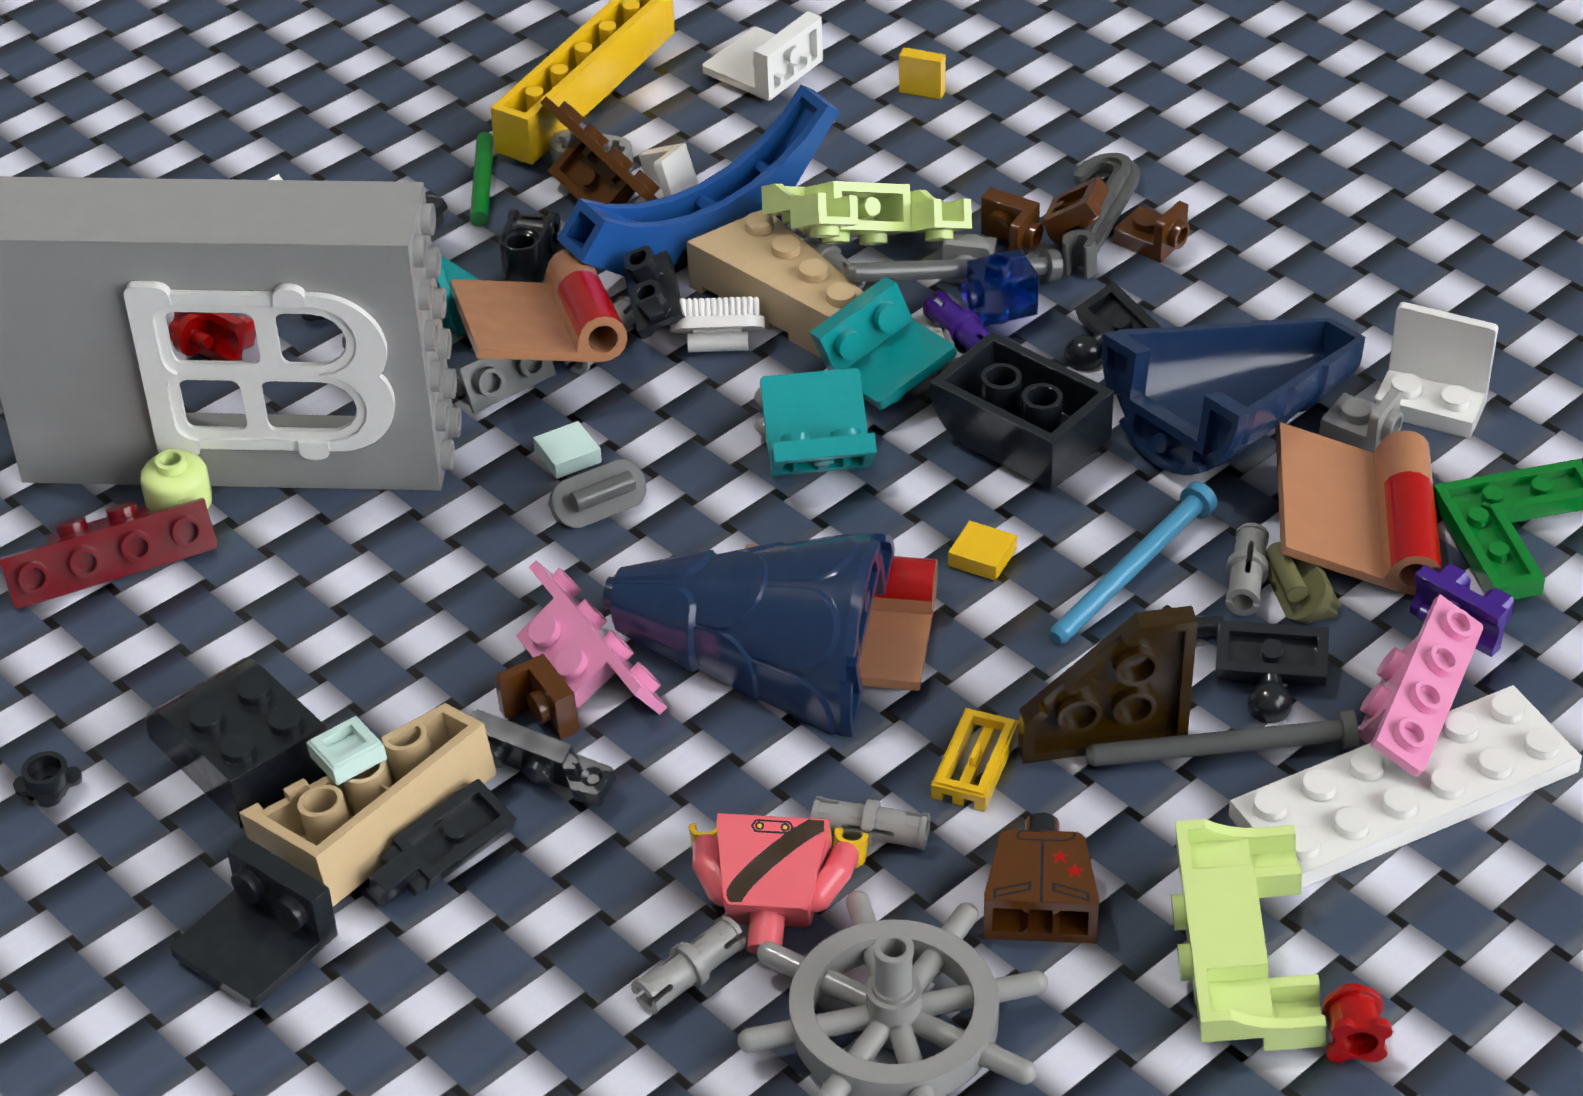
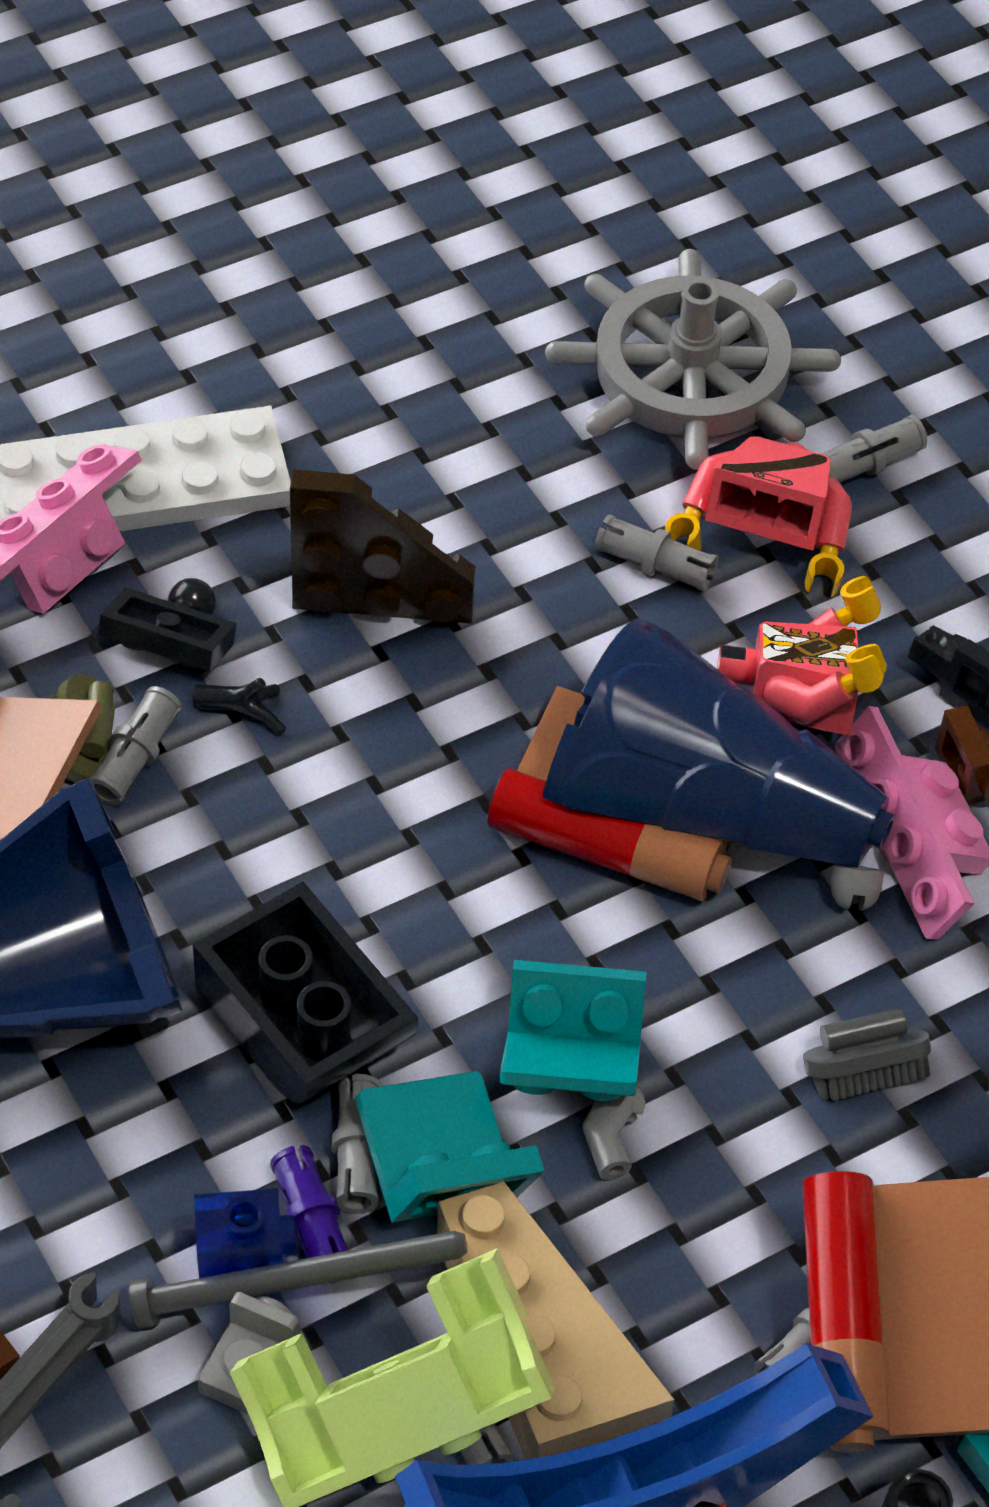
camera: 170 degrees left, 10 degrees up
(567, 449) = (895, 1139): light aqua tile -> none
(652, 290) = (736, 1326): black hips -> none
(701, 700) = (814, 667): none -> torso
(719, 323) = (656, 1297): white piece -> none
(964, 788) = (501, 639): yellow tile -> none
(982, 550) = (421, 856): yellow tile -> none
(1011, 220) = (164, 1395): reddish brown bracket -> none
(1041, 885) = (516, 443): reddish brown torso -> none
(1074, 209) = (75, 1352): reddish brown bracket -> none
(1103, 313) = (107, 1152): black plate -> none
(1196, 501) = (145, 852): dark azure bar -> none
(1225, 950) = (369, 345): yellowish green bracket -> none
(1341, 730) = (143, 539): dark grey bar -> none
(1356, 1024) = (290, 267): red brick -> none

